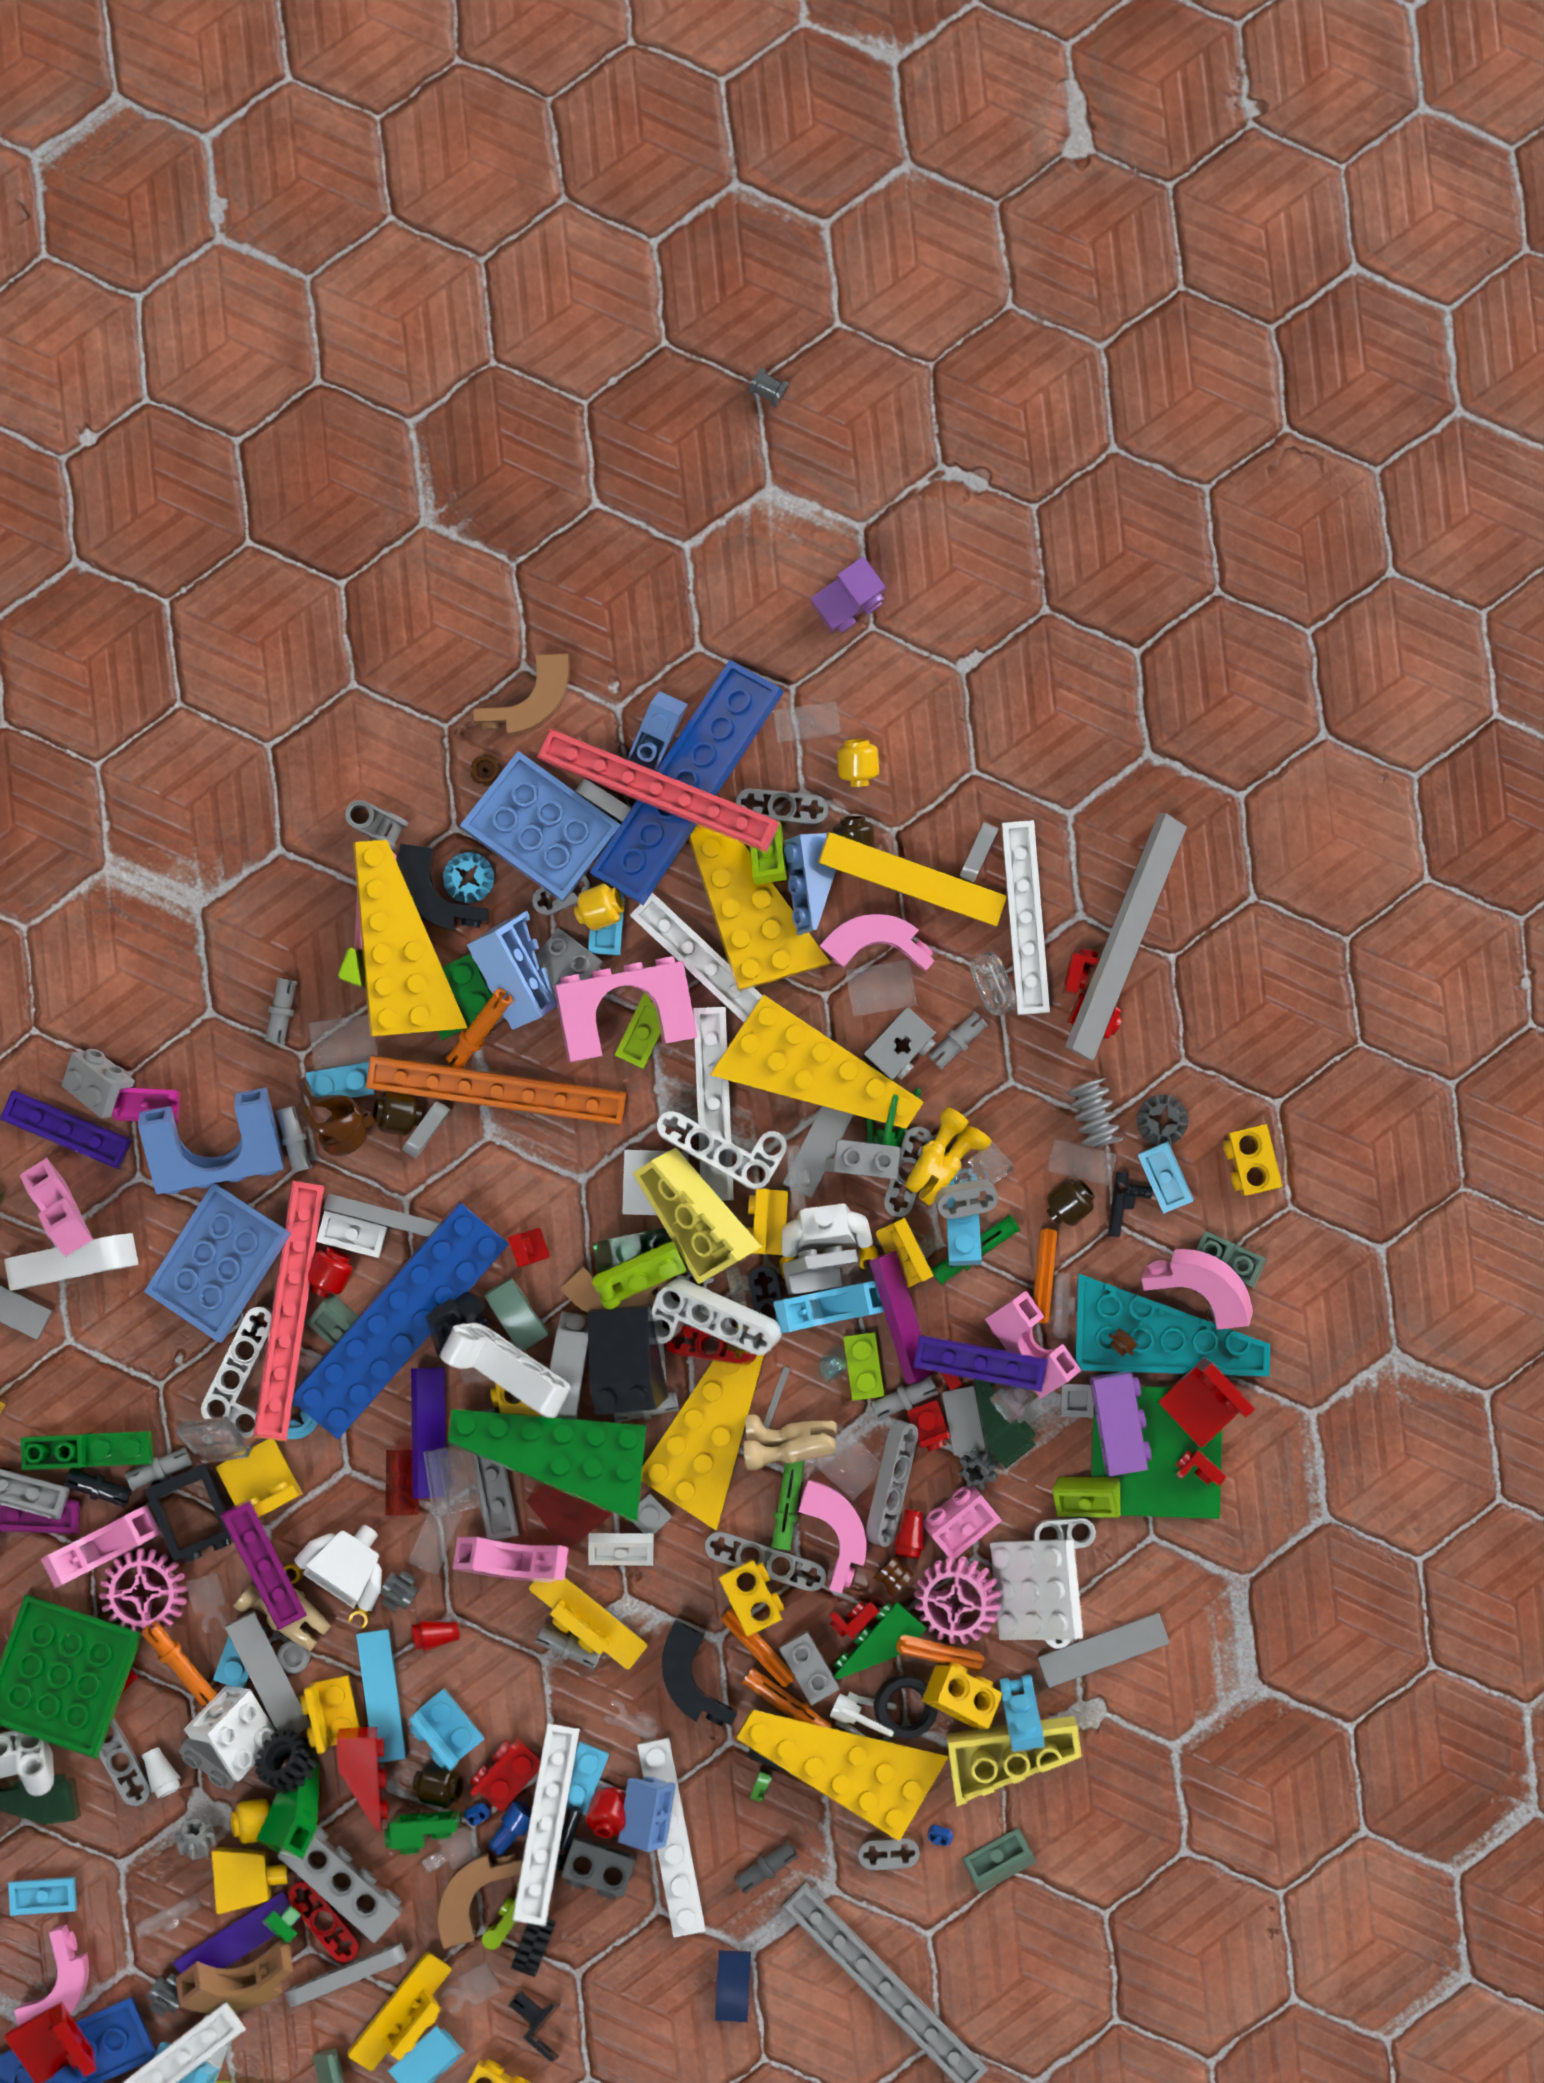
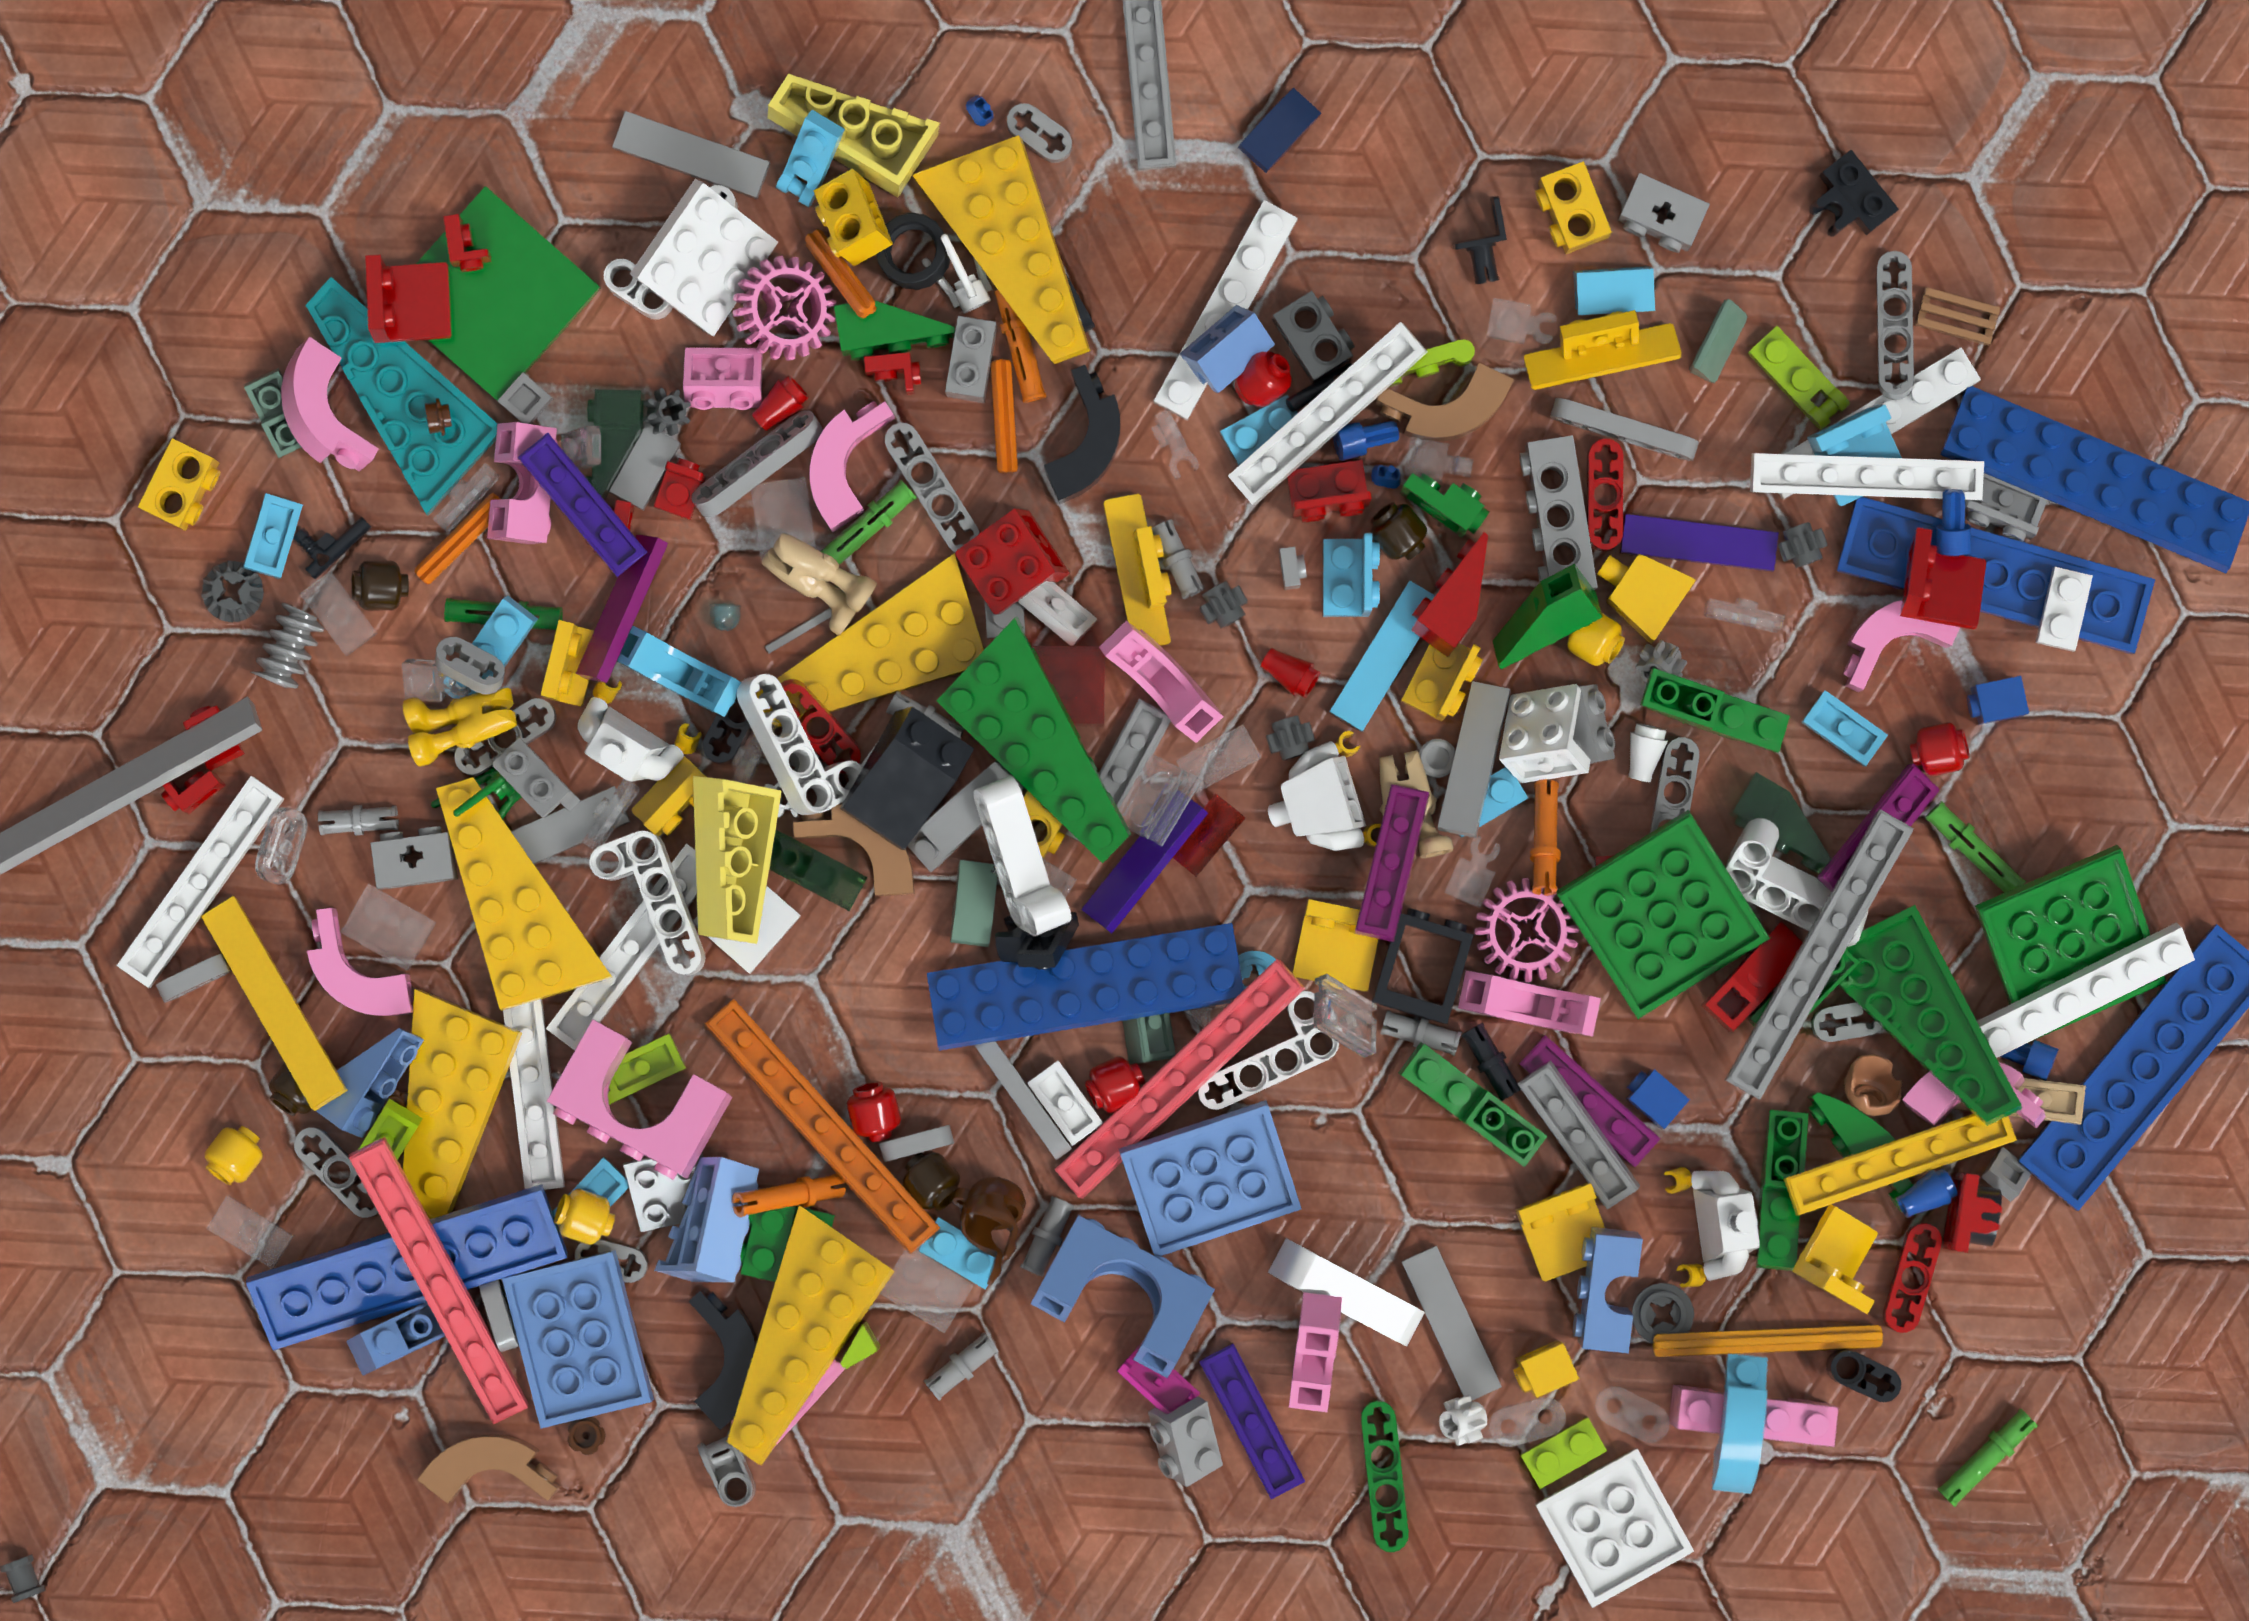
camera: 135 degrees left, 0 degrees up
(134, 1838) = (1714, 711): none -> green slope
(243, 1988) = (1725, 492): medium nougat arch -> none
(274, 1755) = (1523, 681): black tyre -> none
(282, 1924) = (1644, 521): green tile -> none
(468, 893) = (700, 1358): medium azure gear -> none
(470, 1127) = (873, 1111): none -> red head
(488, 1703) = (1292, 568): none -> light grey plate
(513, 1642) = (1223, 604): none -> dark grey gear
(528, 1247) = (911, 955): red bracket -> none
(532, 1948) = (1432, 313): black tyre -> none
(638, 1274) = (828, 844): lime plate -> none
(674, 1556) = (1010, 560): none -> red bracket
(744, 1599) = (979, 467): yellow brick -> none
(761, 1785) = (1103, 290): bright green tile -> none
(766, 1867) = (1160, 212): dark grey pin -> none
(815, 1271) = (663, 713): light grey bracket -> none
(854, 592) = (105, 1317): medium lavender brick -> none
(863, 1366) = (695, 592): lime plate -> none
(893, 1575) = (825, 379): reddish brown wheel -> none
(904, 1397) = (680, 532): light grey pin -> none
(999, 1860) = (944, 44): sand green slope -> none
(1087, 1497) = (589, 304): lime slope -> none
(1120, 1423) = (501, 346): medium lavender brick -> none

